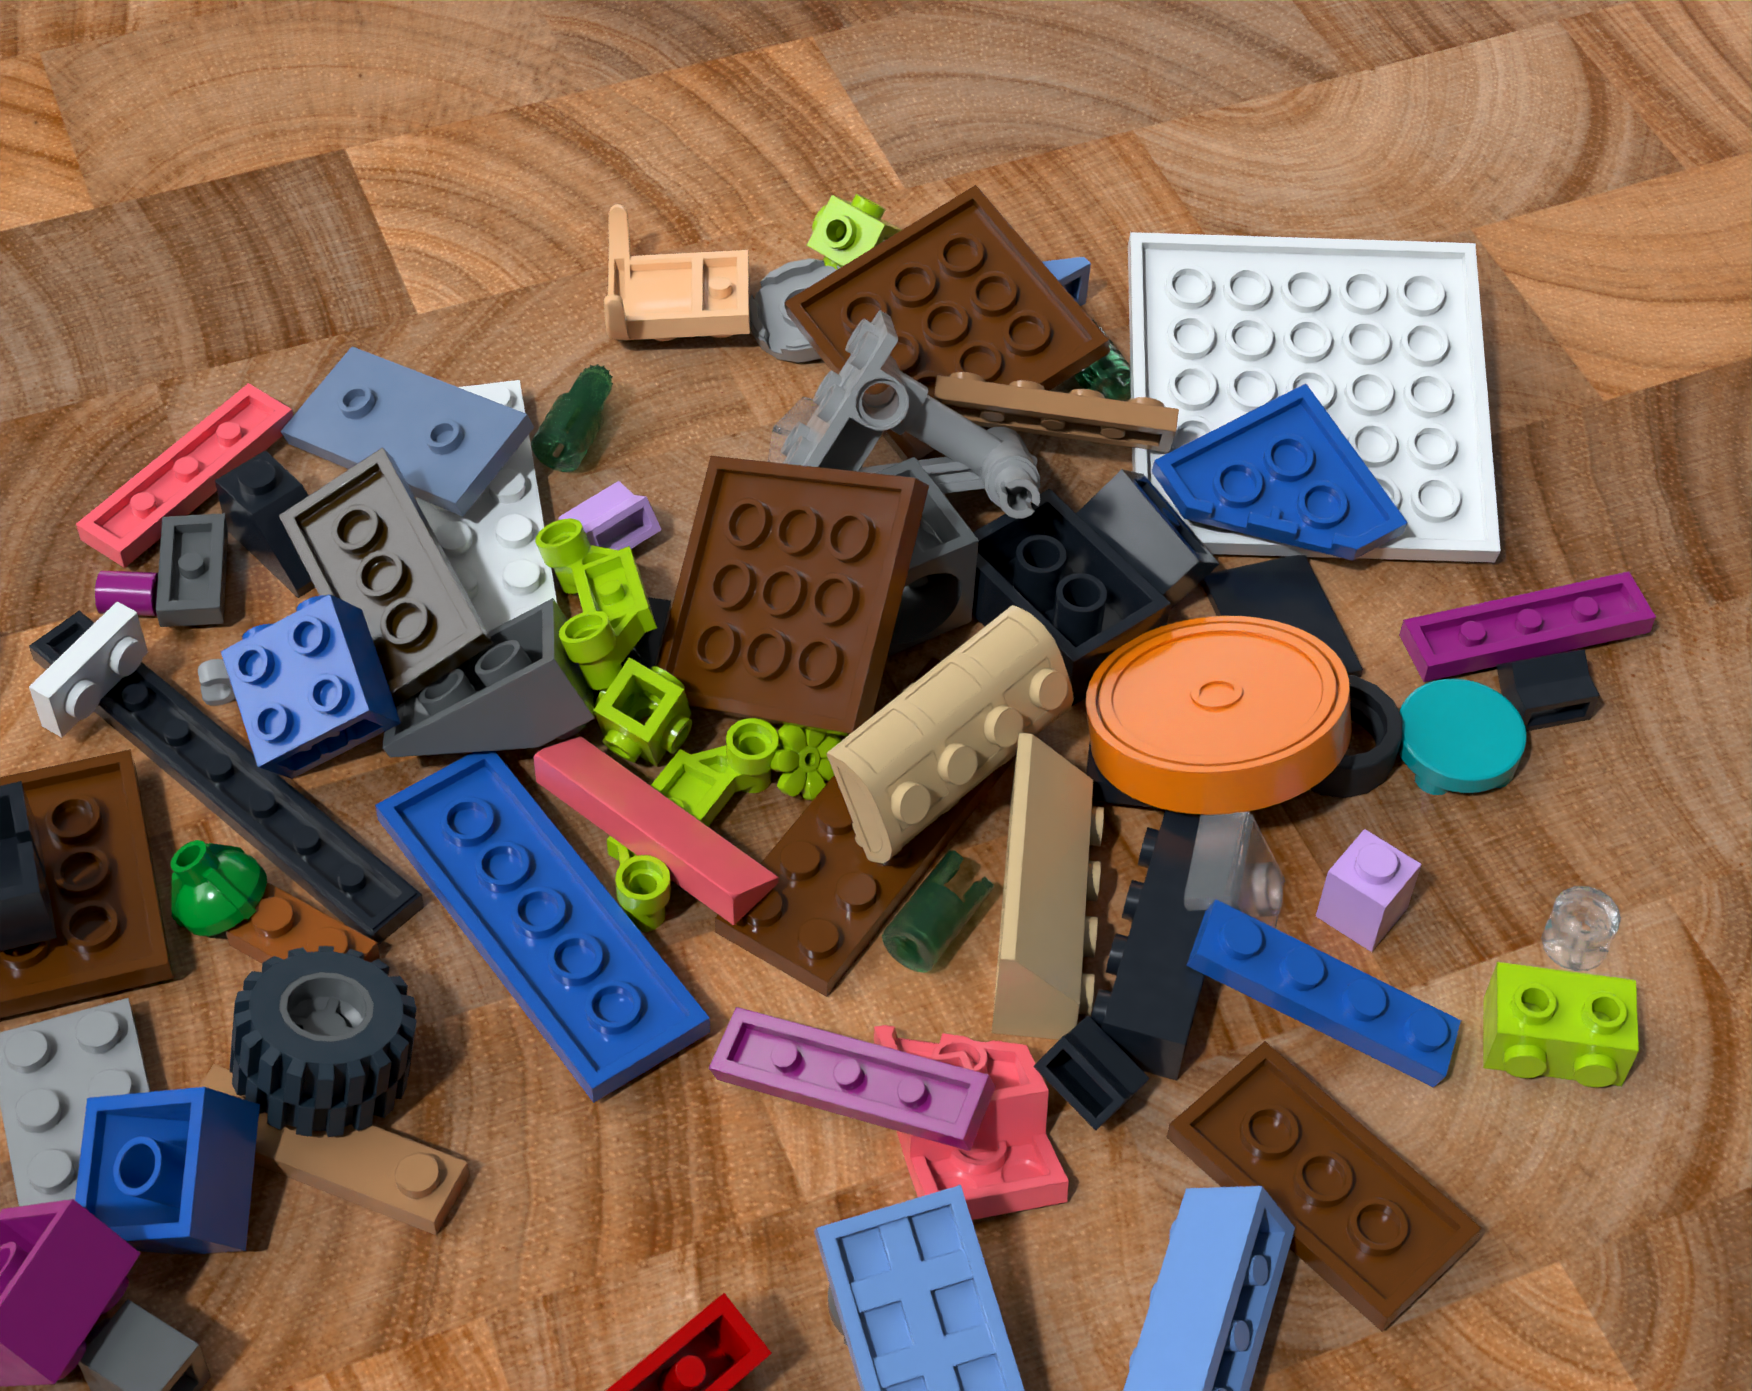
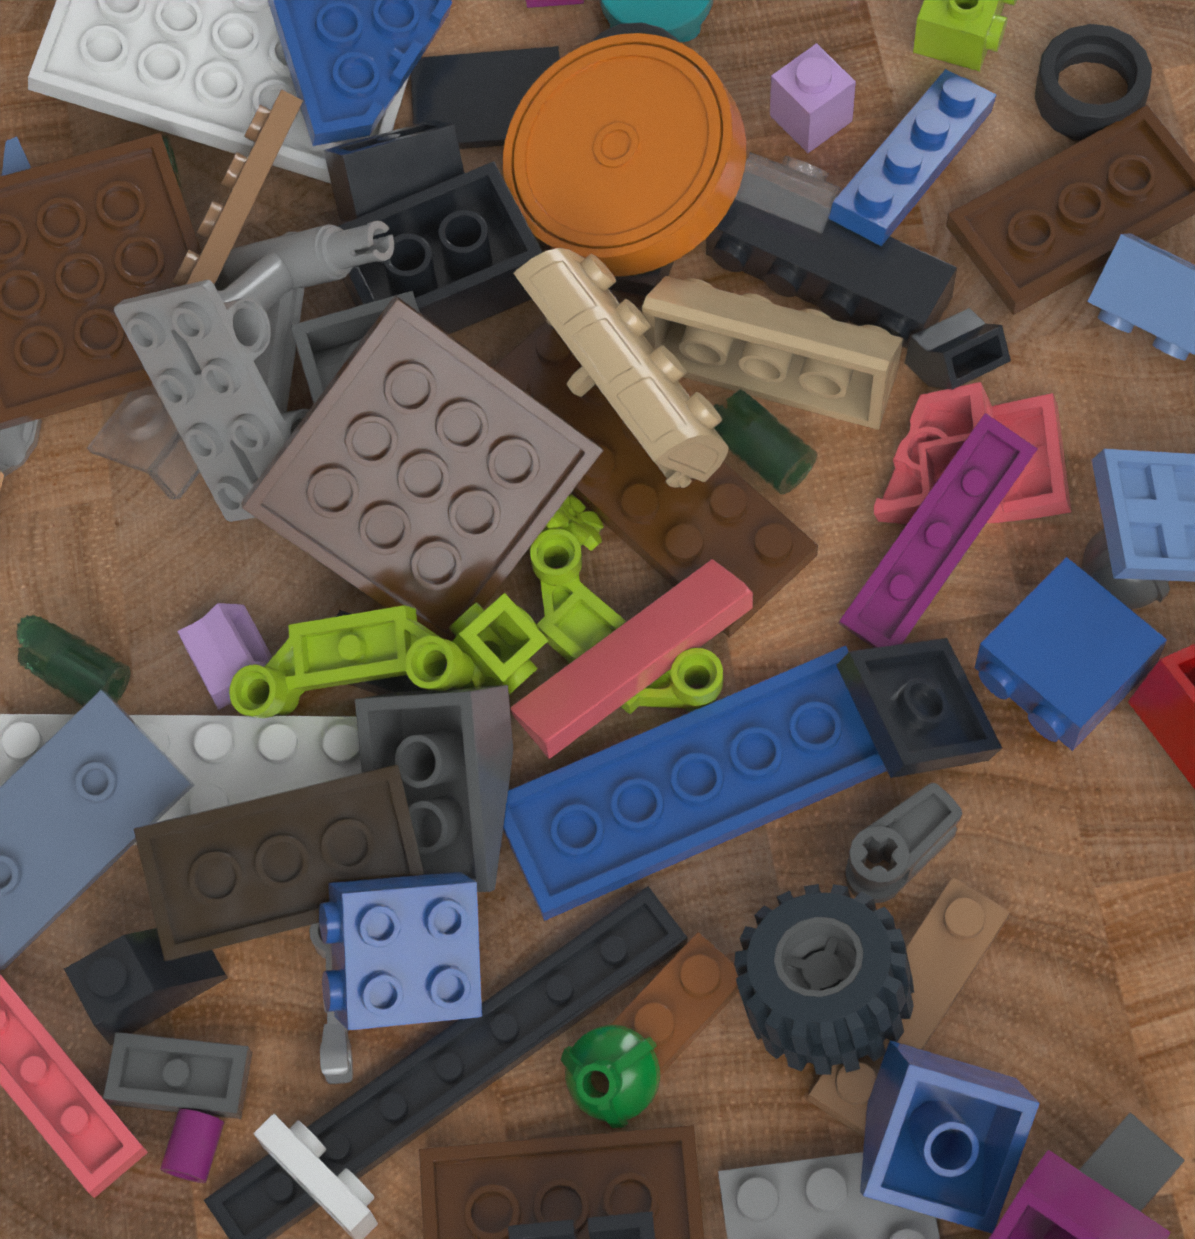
camera: 70 degrees left, 15 degrees up
(494, 1104) = (903, 838): none -> dark grey piece
(646, 1091) = (918, 707): none -> black plate
(735, 1226) = (1068, 654): none -> blue brick
(1524, 1134) = (1094, 45): none -> black tyre

